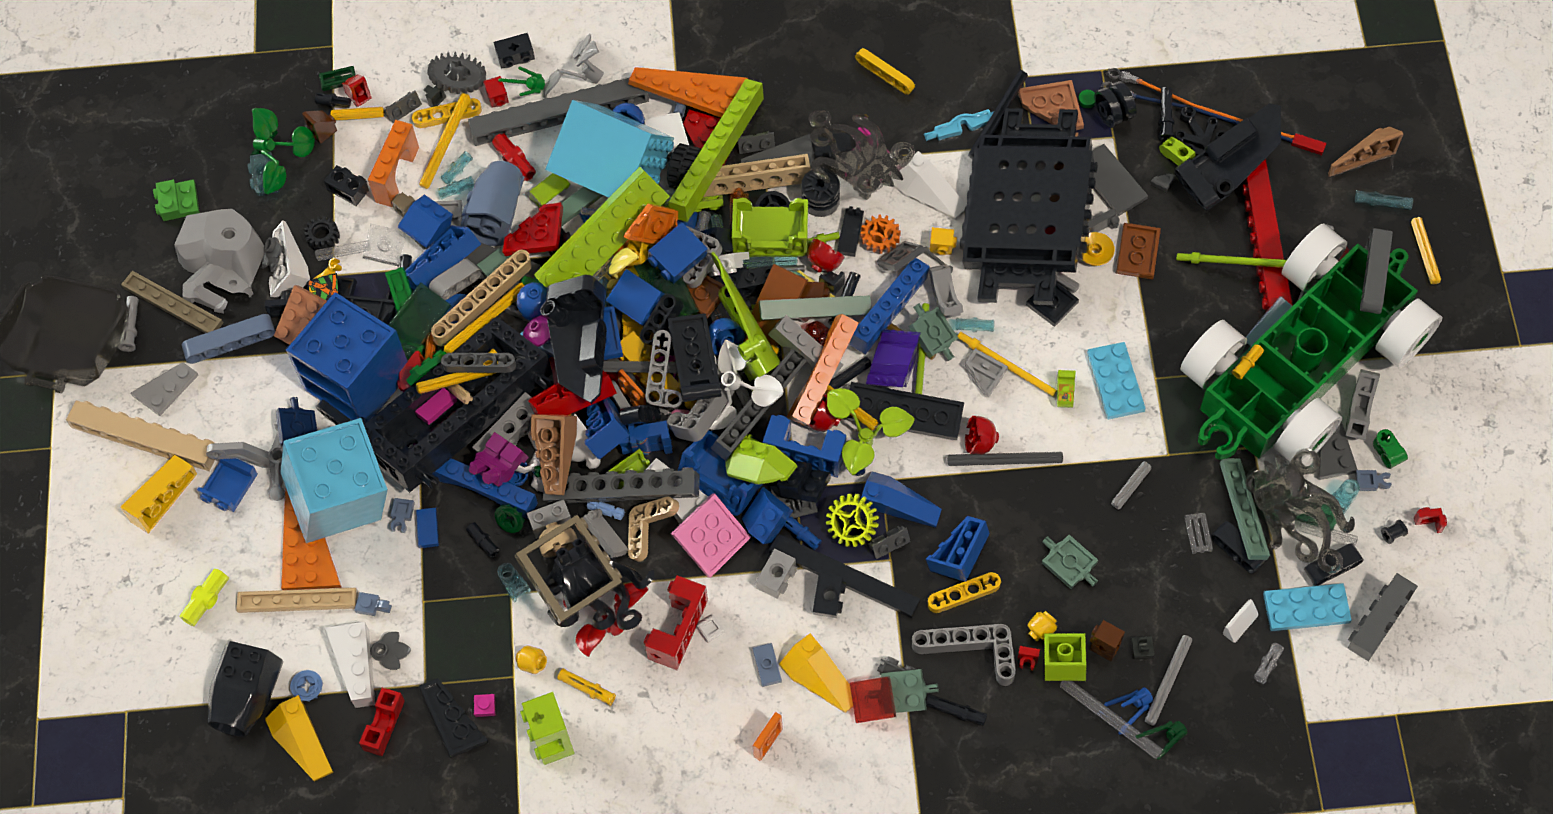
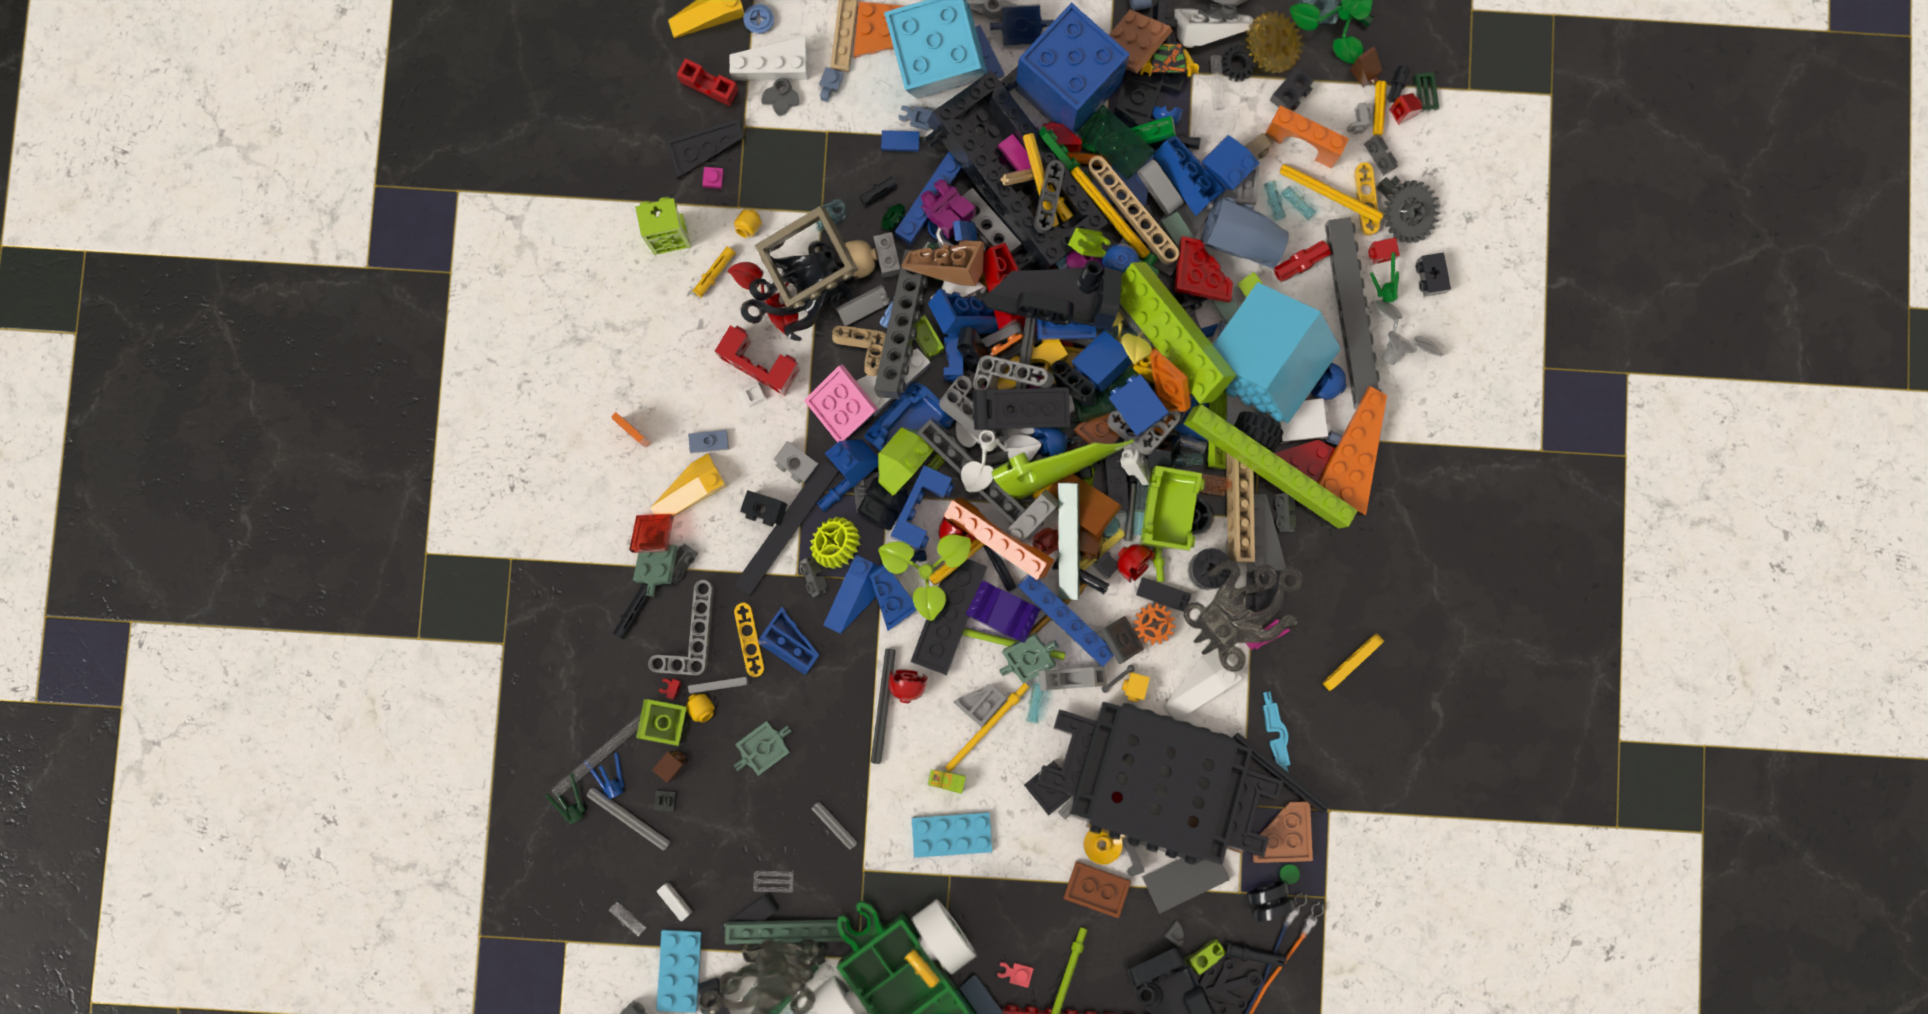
camera: 90 degrees right, 20 degrees up
(299, 204) = (1274, 42): none -> clear yellow gear
(369, 124) = (1363, 115): none -> light grey bracket
(380, 284) = (1159, 113): none -> blue hair
(520, 326) = (1088, 242): none -> lime hinge
(521, 439) = (964, 231): none -> blue tile
(897, 462) = (891, 596): none -> blue wing
(1015, 612) = (718, 685): none -> light grey tile
(1233, 306) = (1019, 974): none -> coral plate

